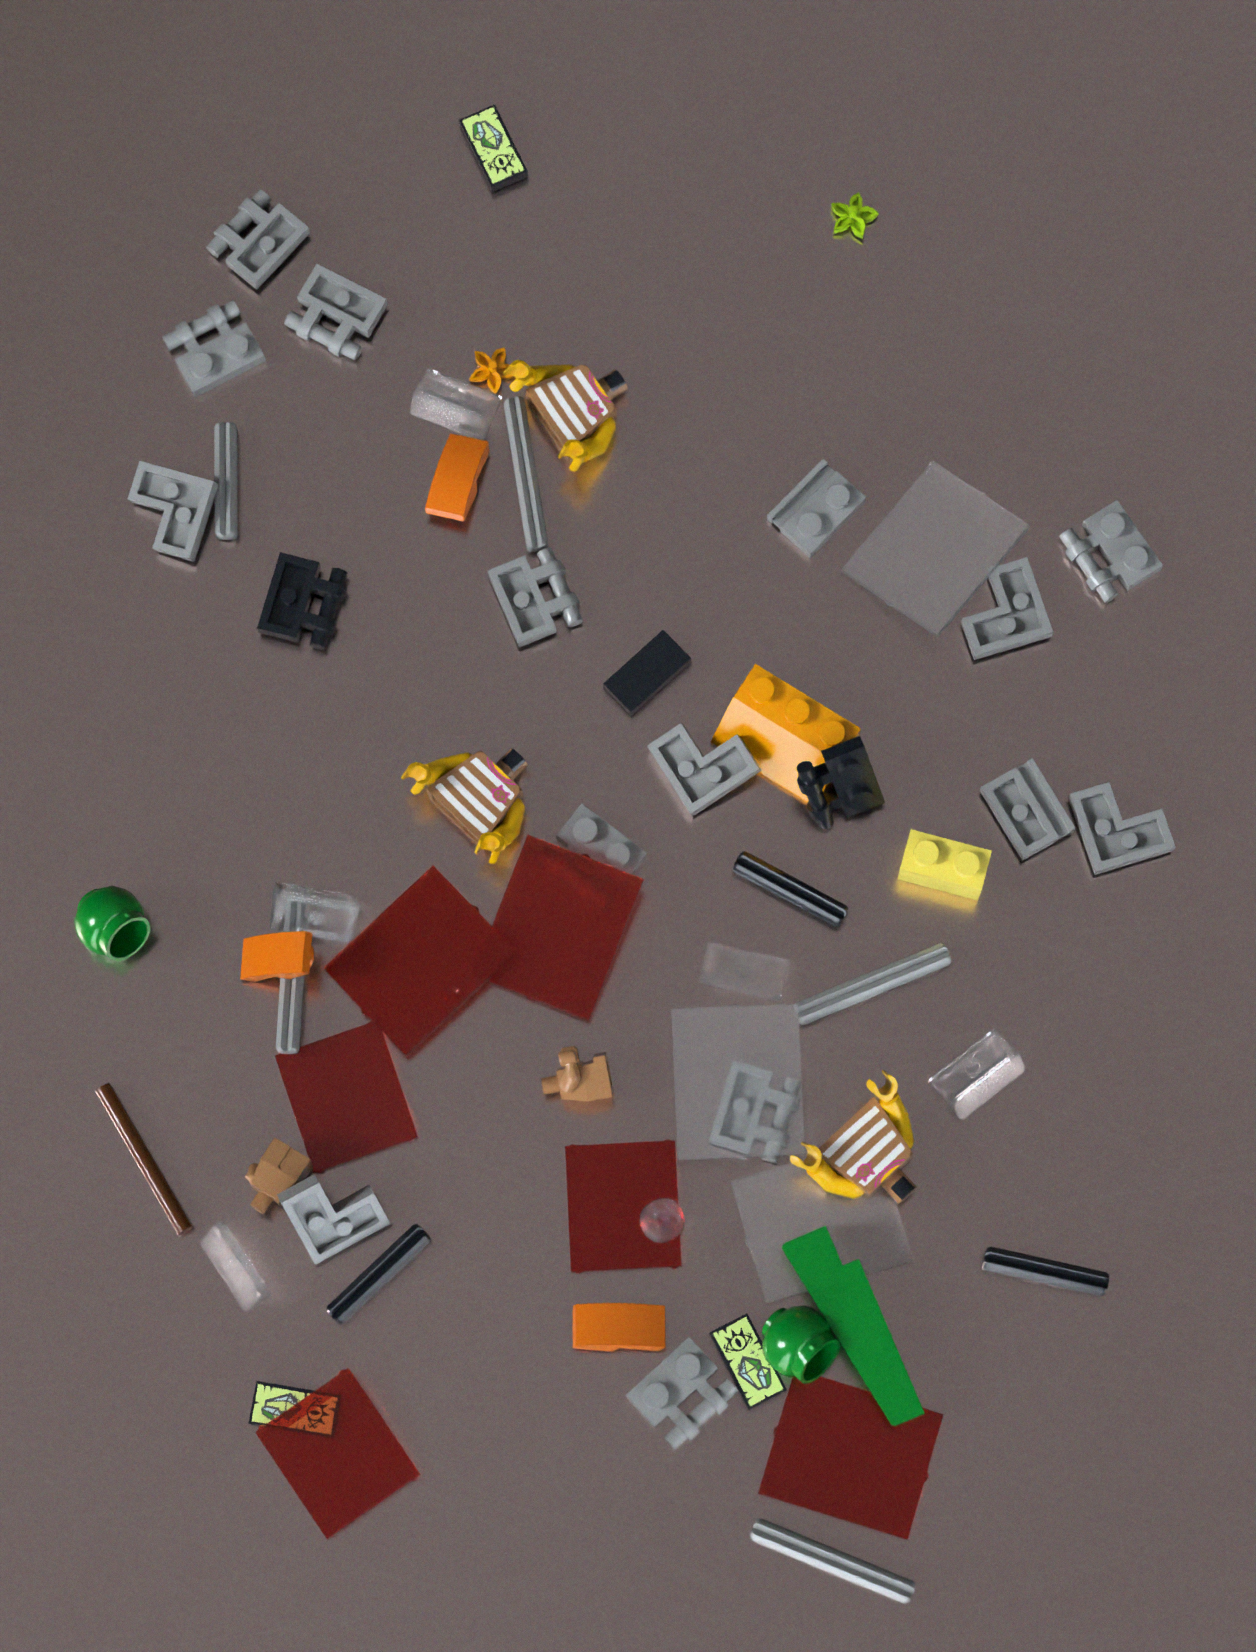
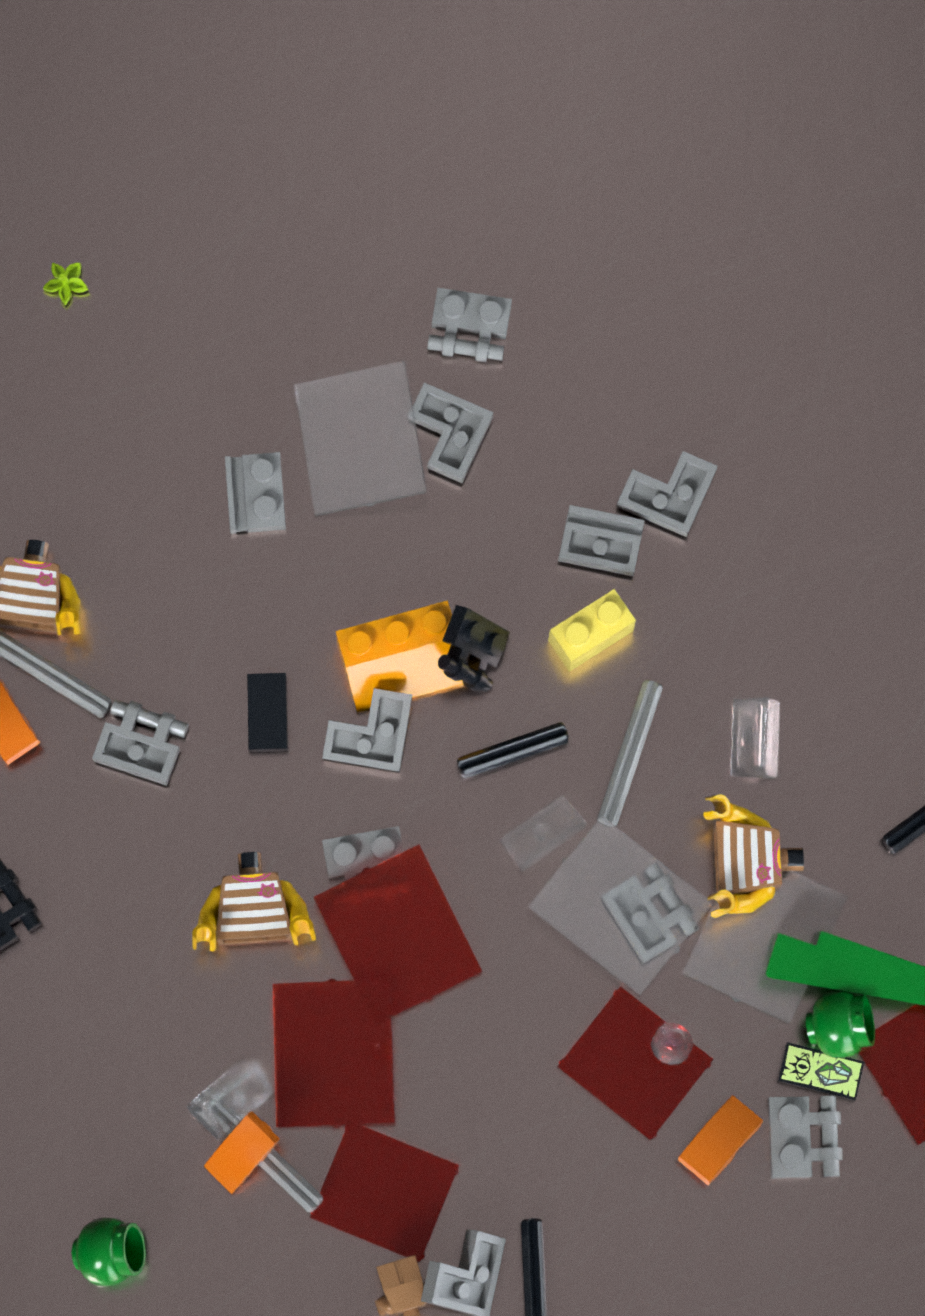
camera: 55 degrees left, 0 degrees up
(580, 1079) = (522, 1013): medium nougat piece -> none

